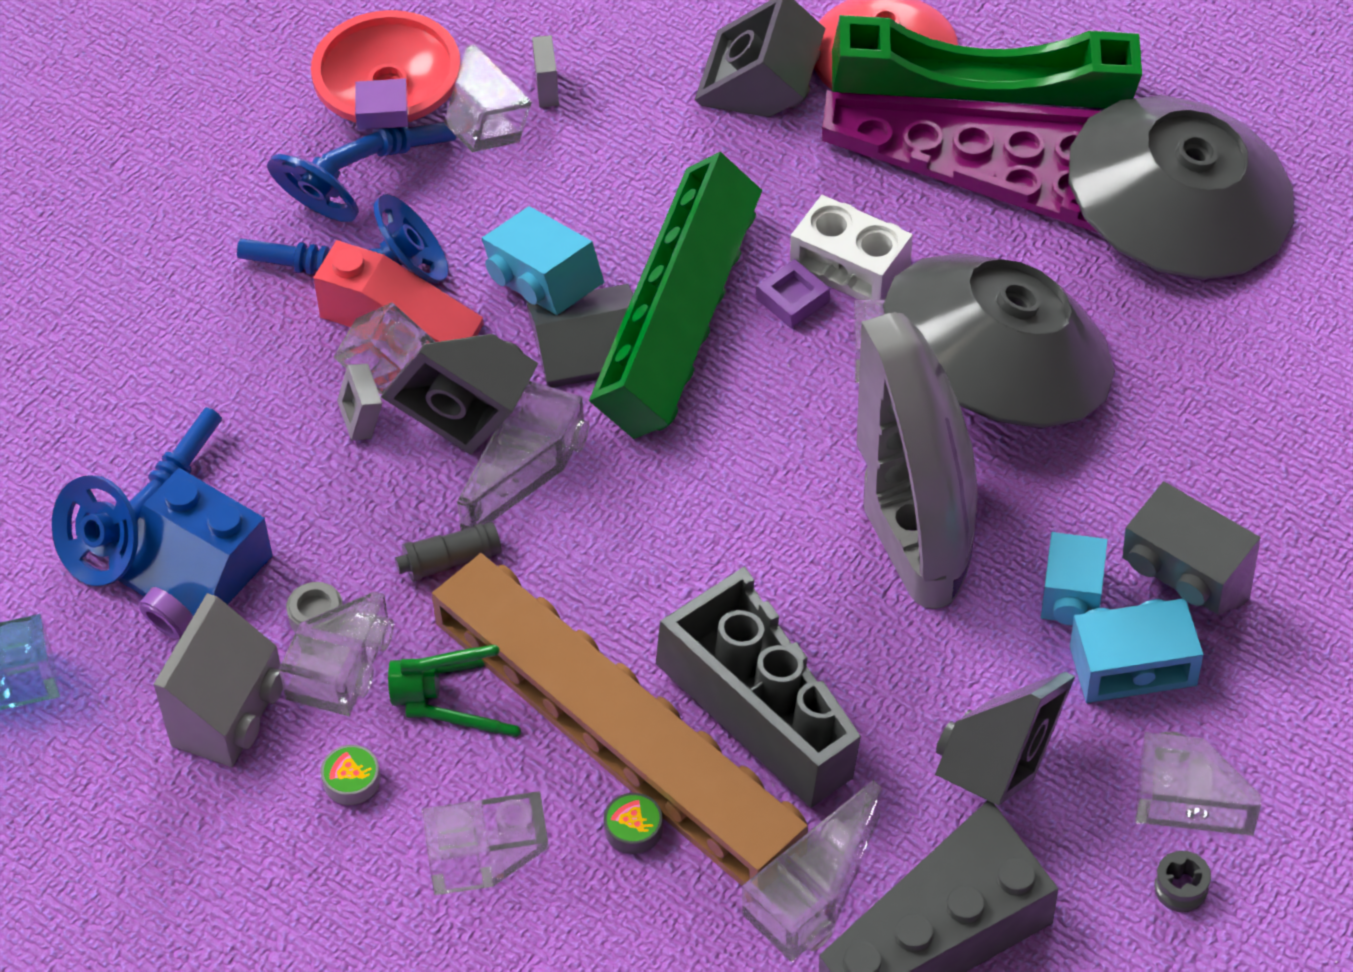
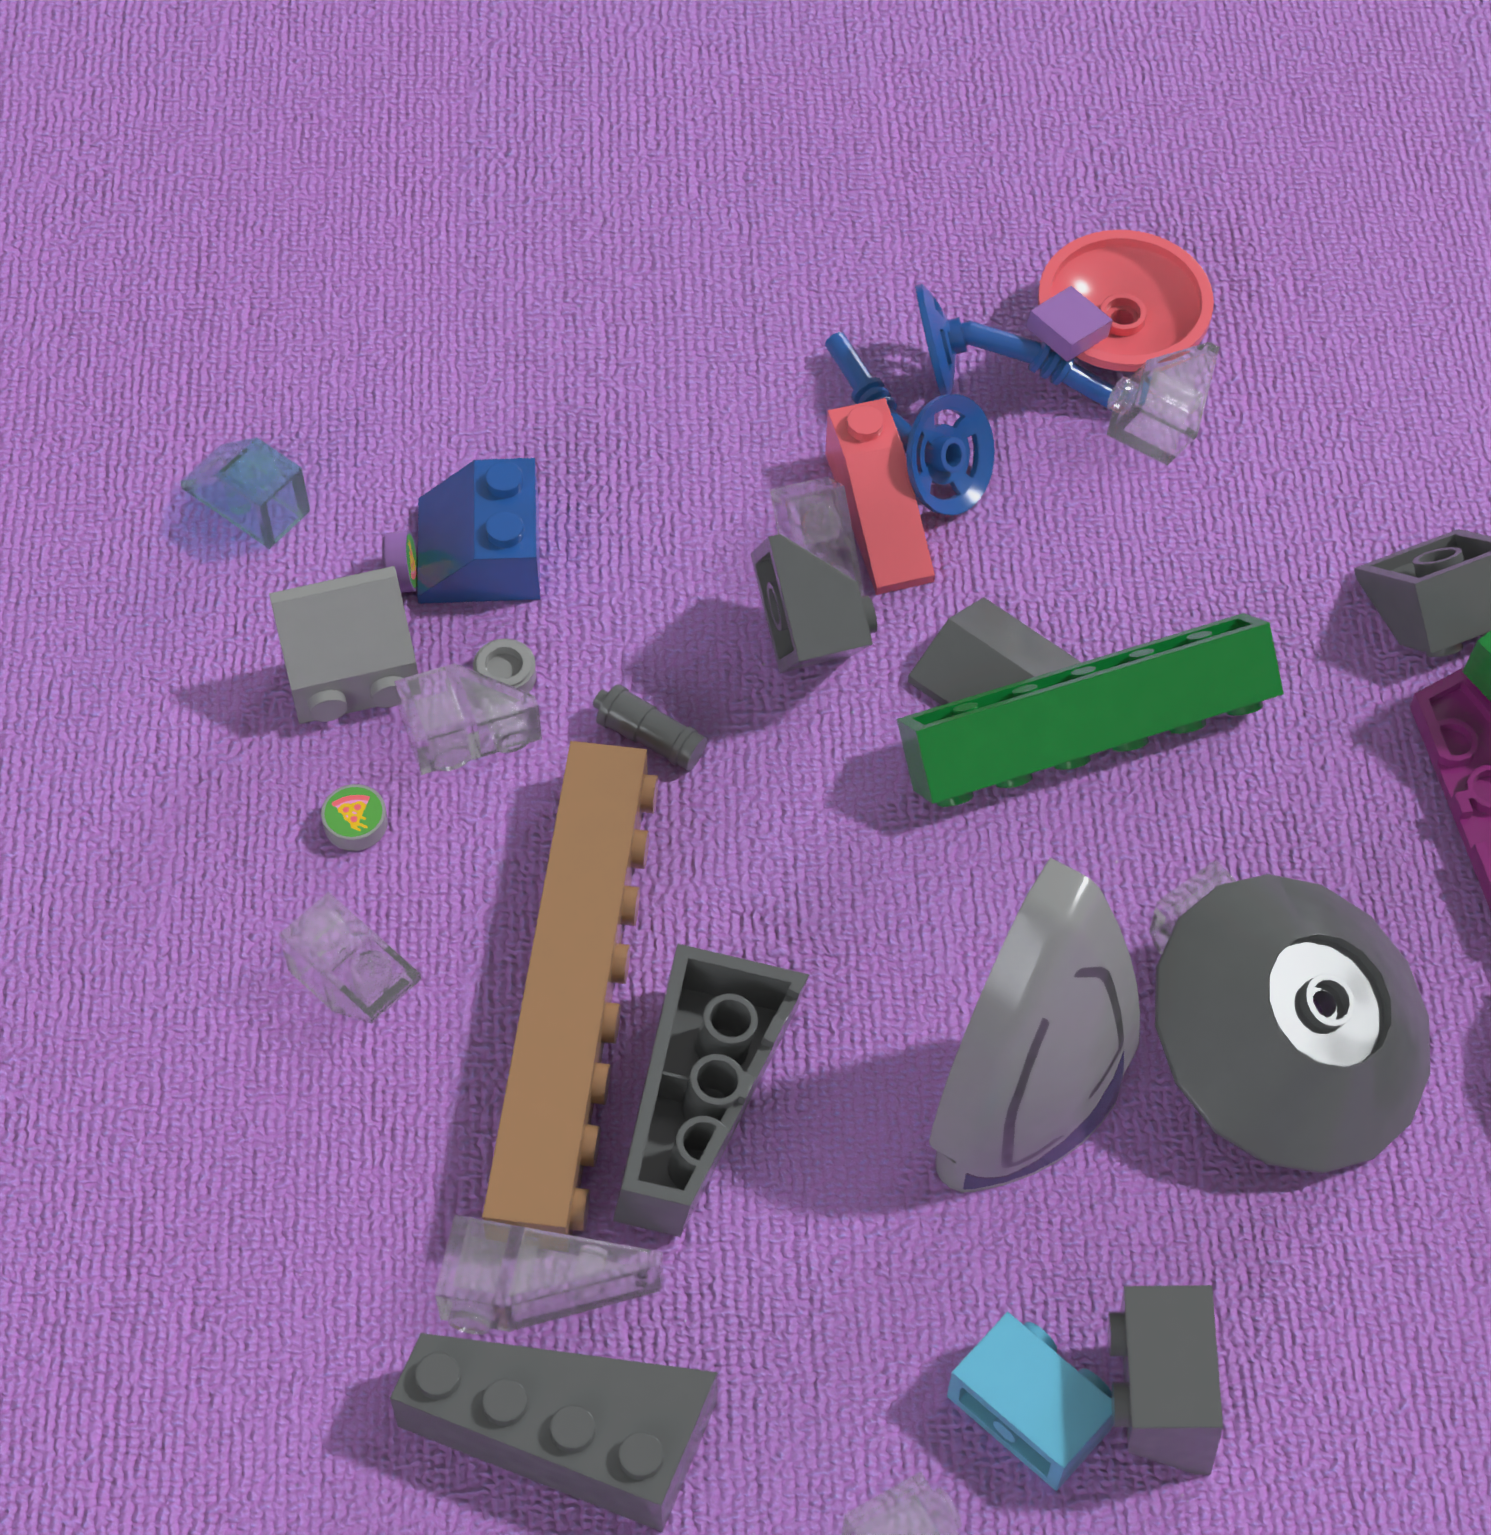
camera: 50 degrees right, 5 degrees up
(111, 528) = (444, 454): blue dish -> none
(359, 402) = (743, 543): light grey tile -> none
(417, 680) = (491, 802): green plant -> none
(524, 453) = (803, 709): clear slope -> none
(542, 260) = (1023, 572): medium azure brick -> none
(545, 71) = (1256, 424): tile -> none
(633, 823) = (478, 1079): tile -> none
(793, 293) = (1199, 806): medium lavender tile -> none
(850, 249) = (1278, 820): white brick -> none
(1004, 740) = (794, 1341): dark grey slope -> none
(1073, 576) = (1068, 1284): medium azure brick -> none

